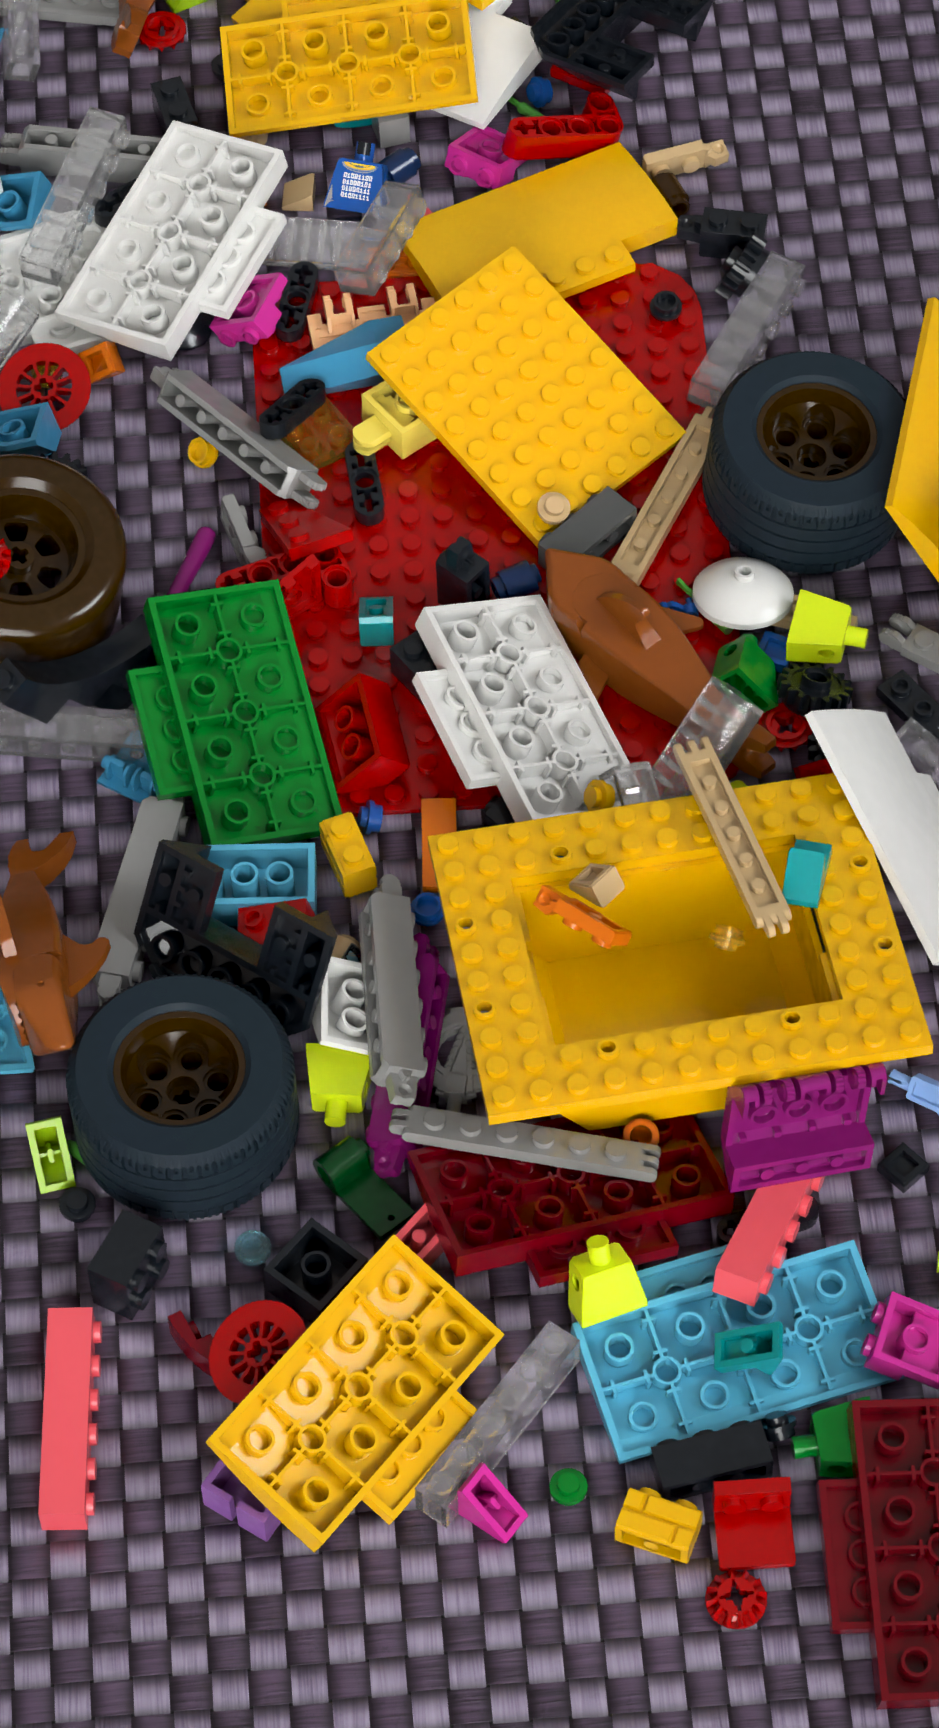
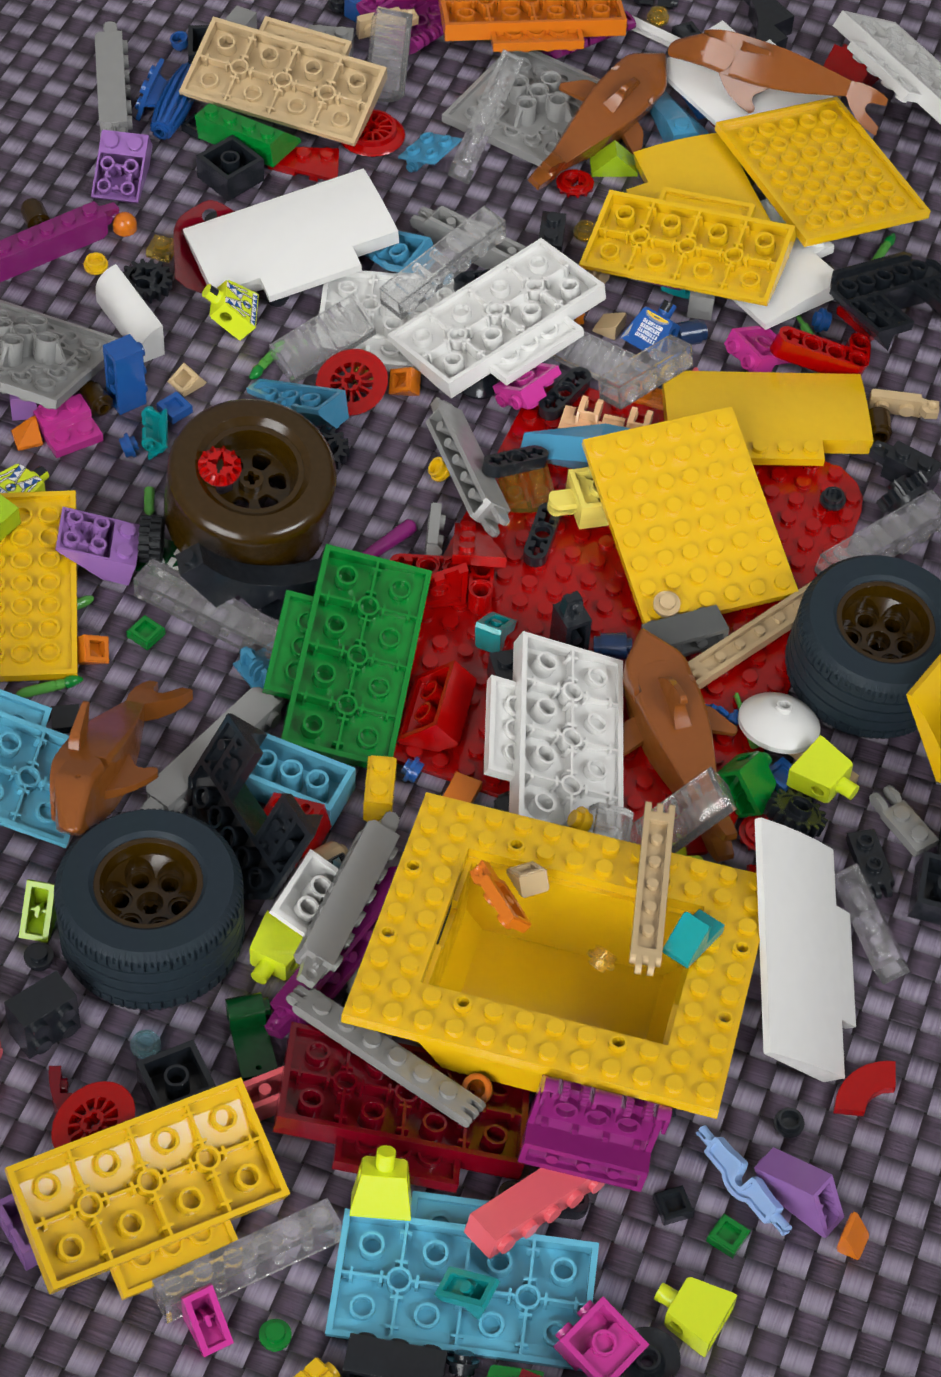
camera: 20 degrees right, 5 degrees down
(207, 87) = (583, 230): none -> clear yellow plate

